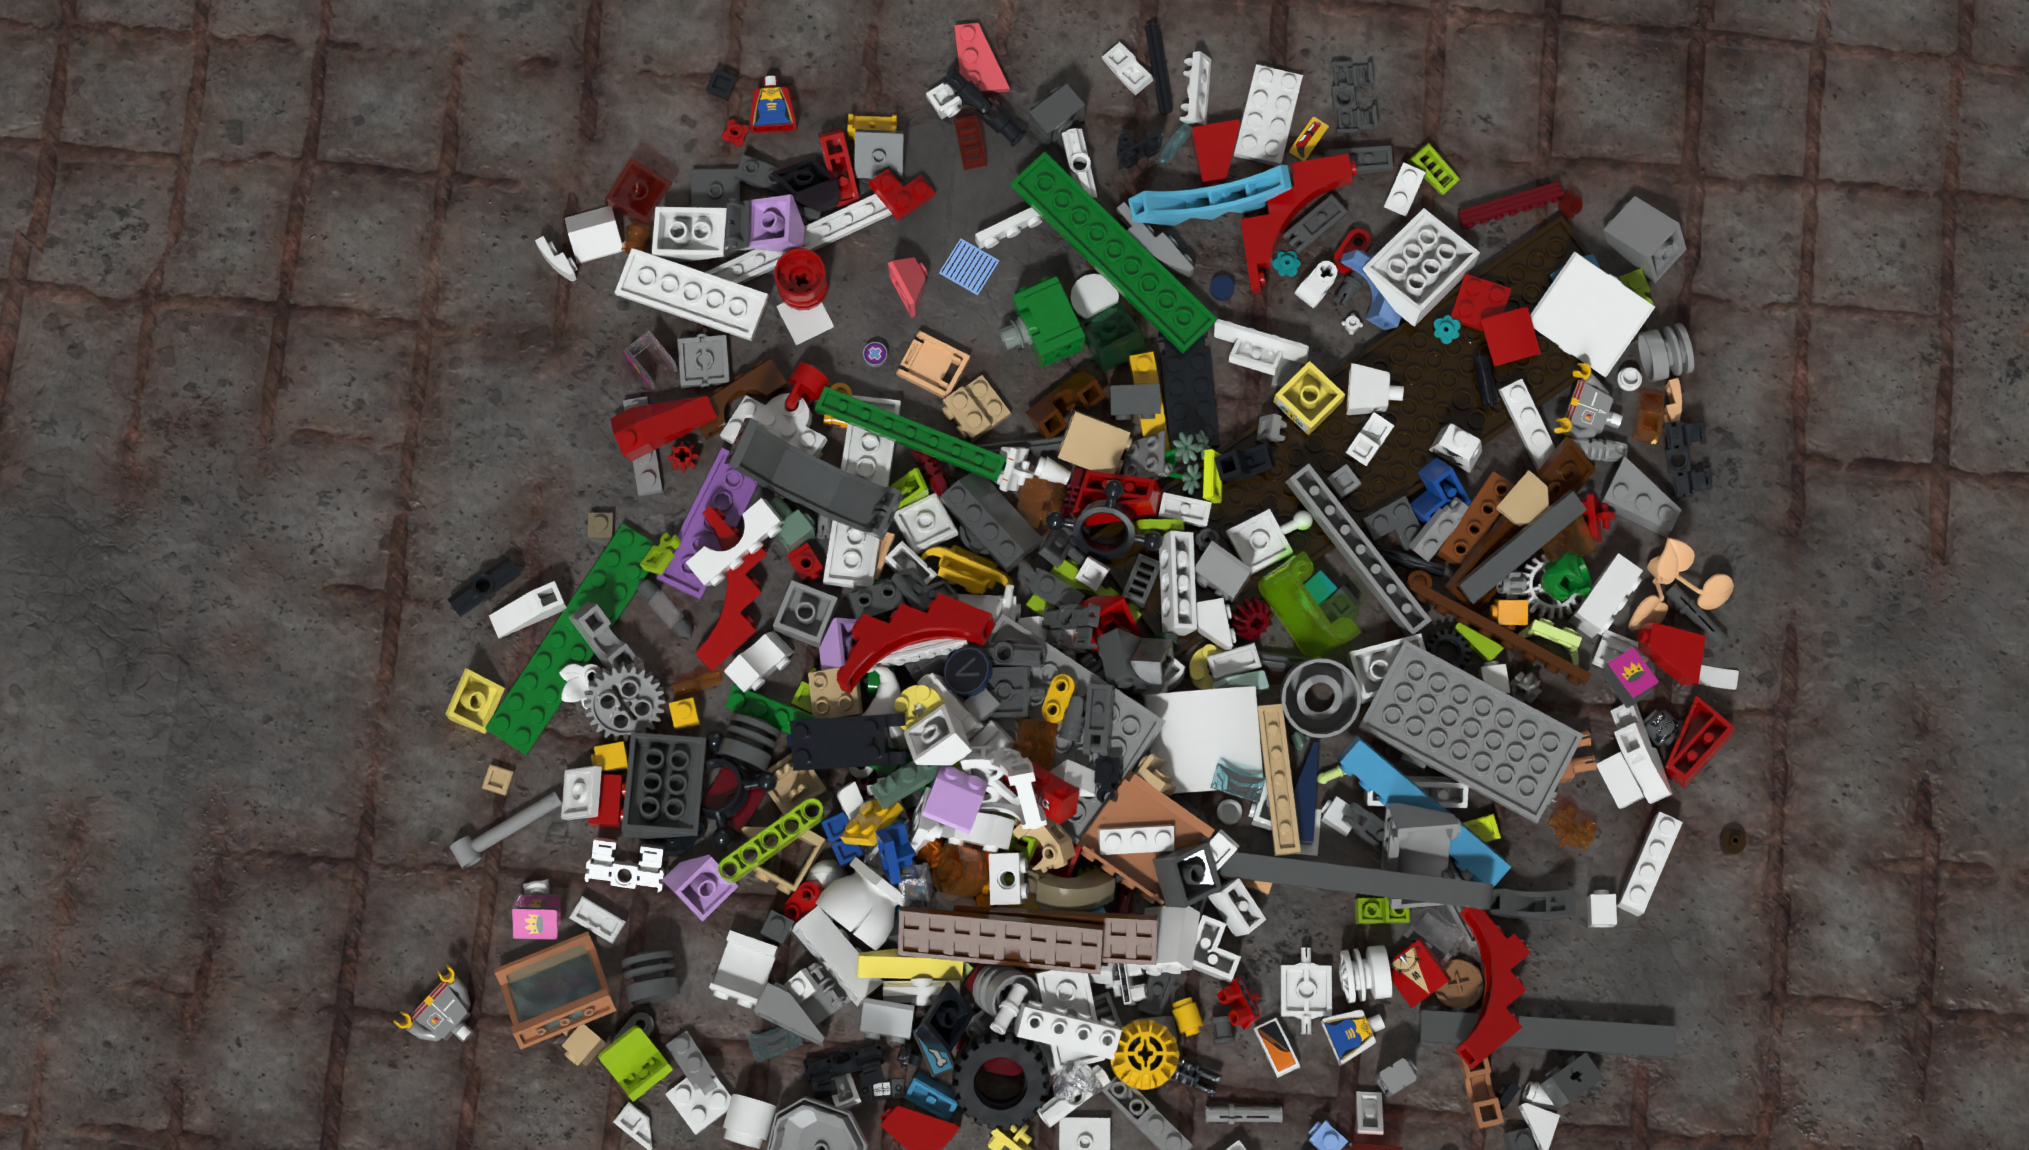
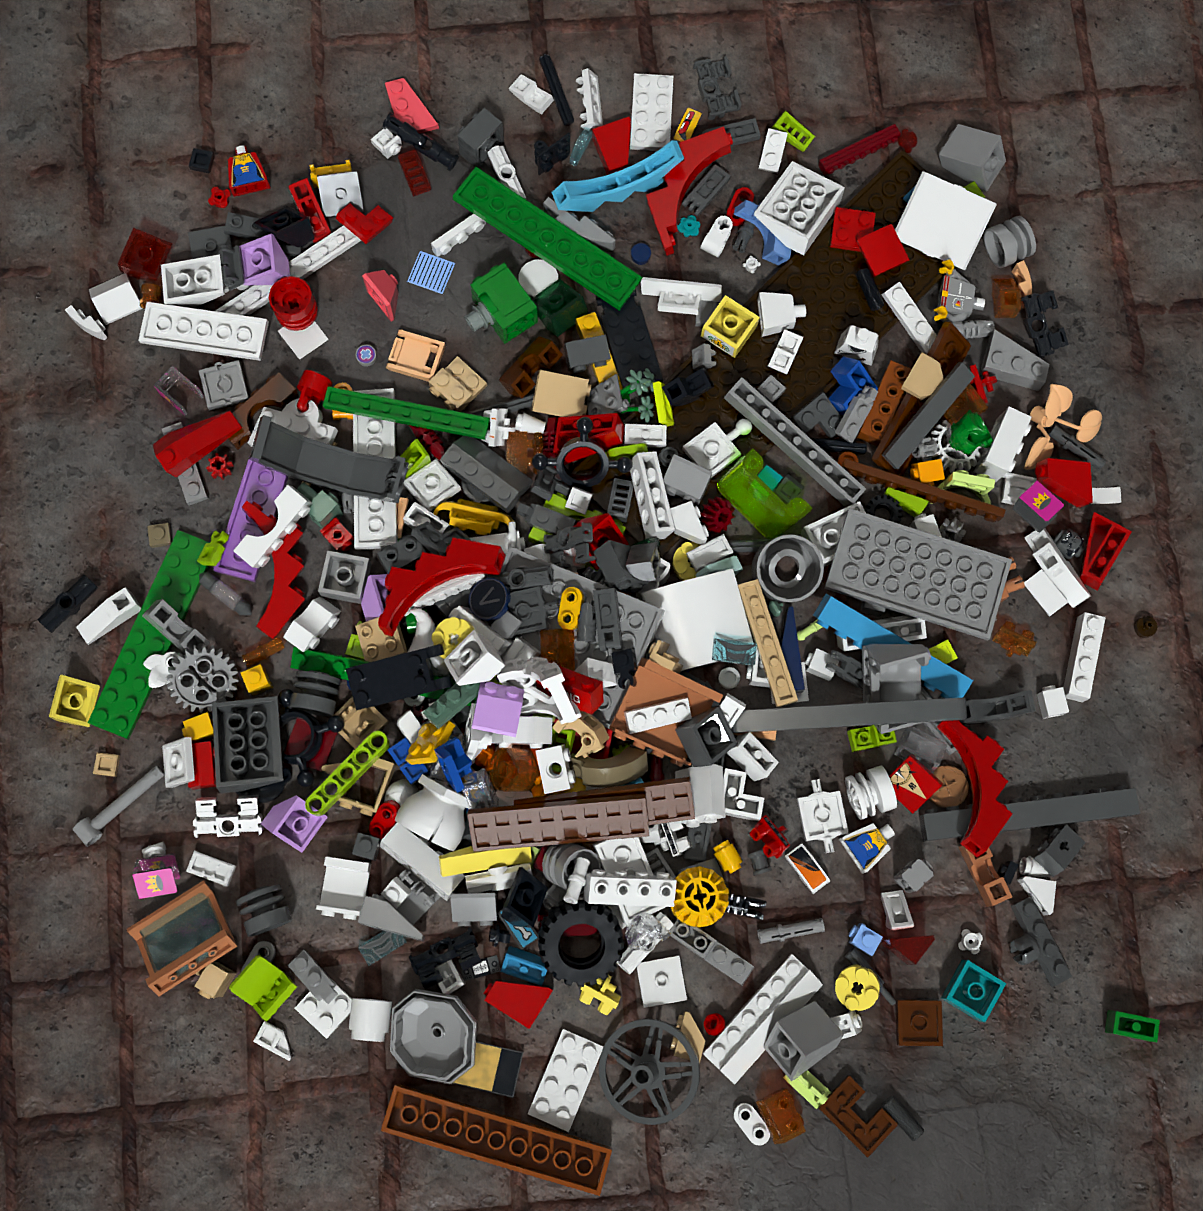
camera: 15 degrees left, 0 degrees up
(441, 1012) = (87, 974): light grey torso -> none
(1453, 326) = (834, 249): teal plant -> none
(1629, 379) = (983, 269): white plate -> none

